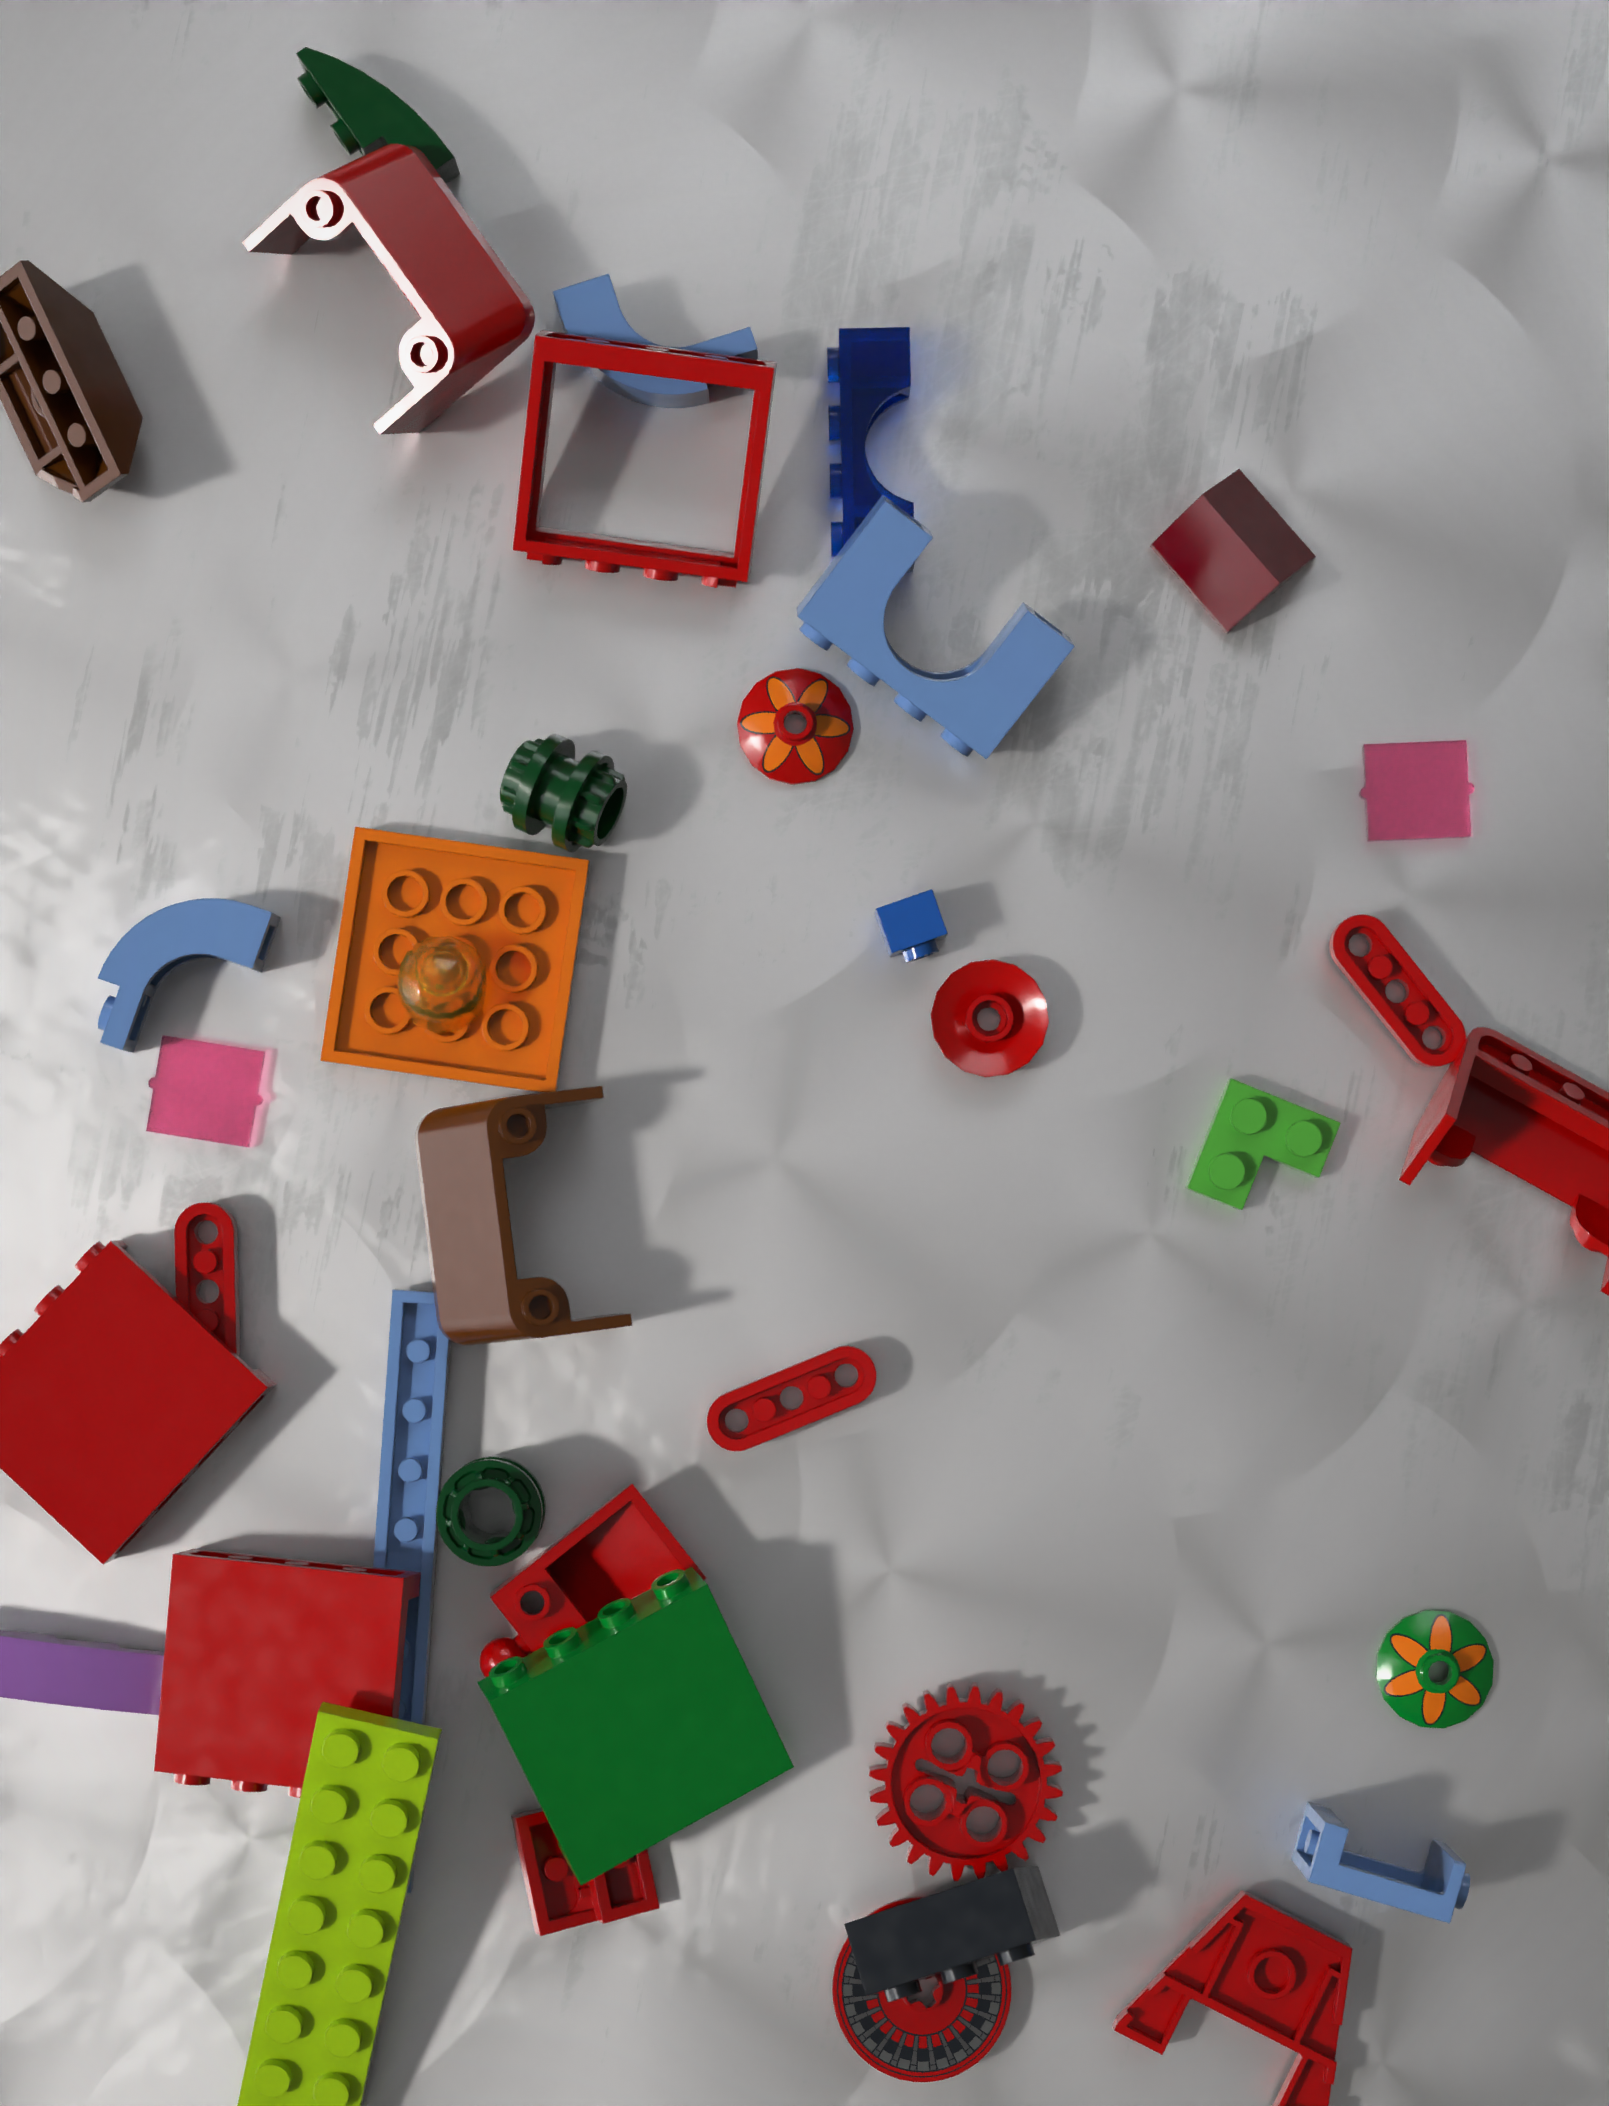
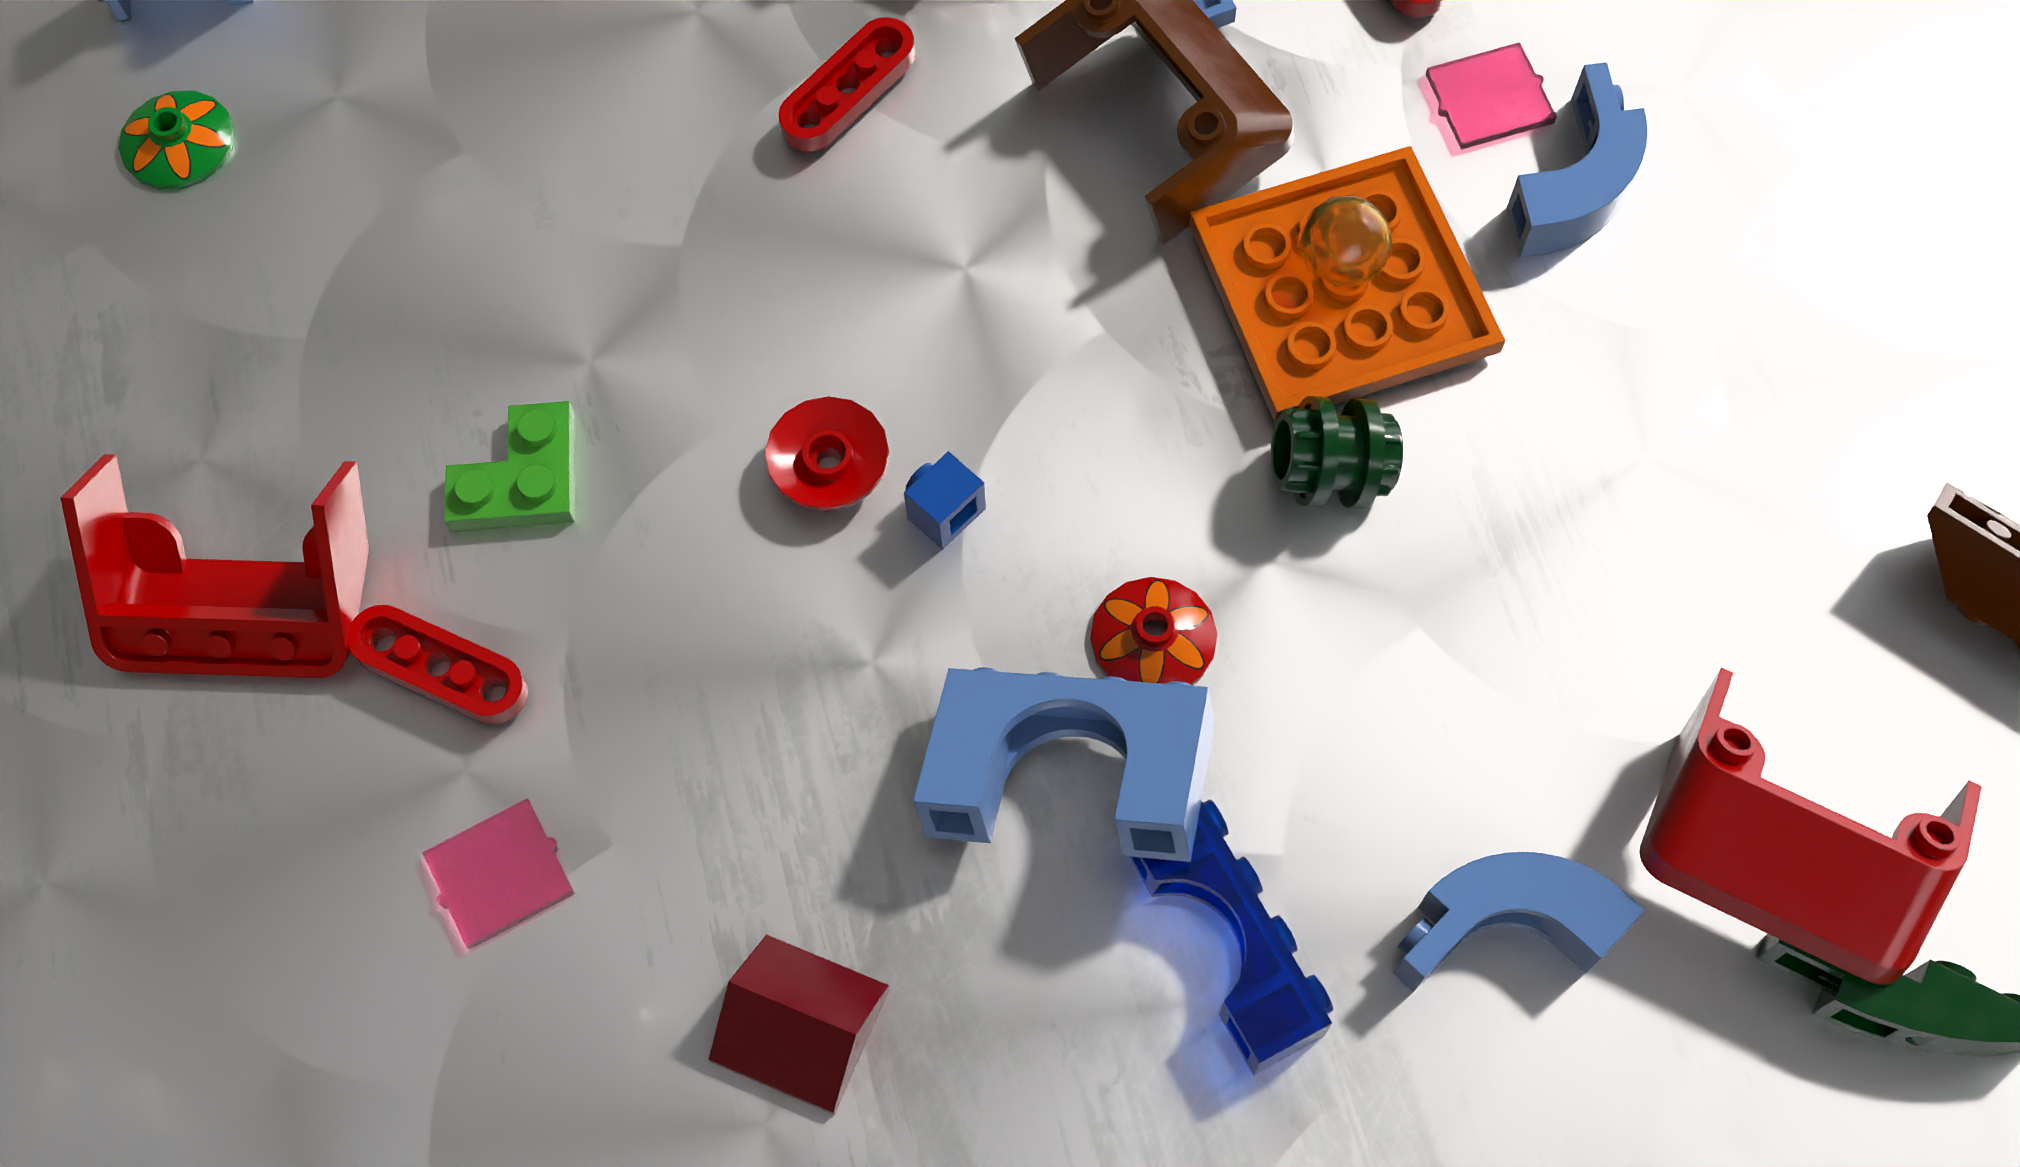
camera: 160 degrees right, 20 degrees down
(607, 552) = (1493, 873): red window -> none

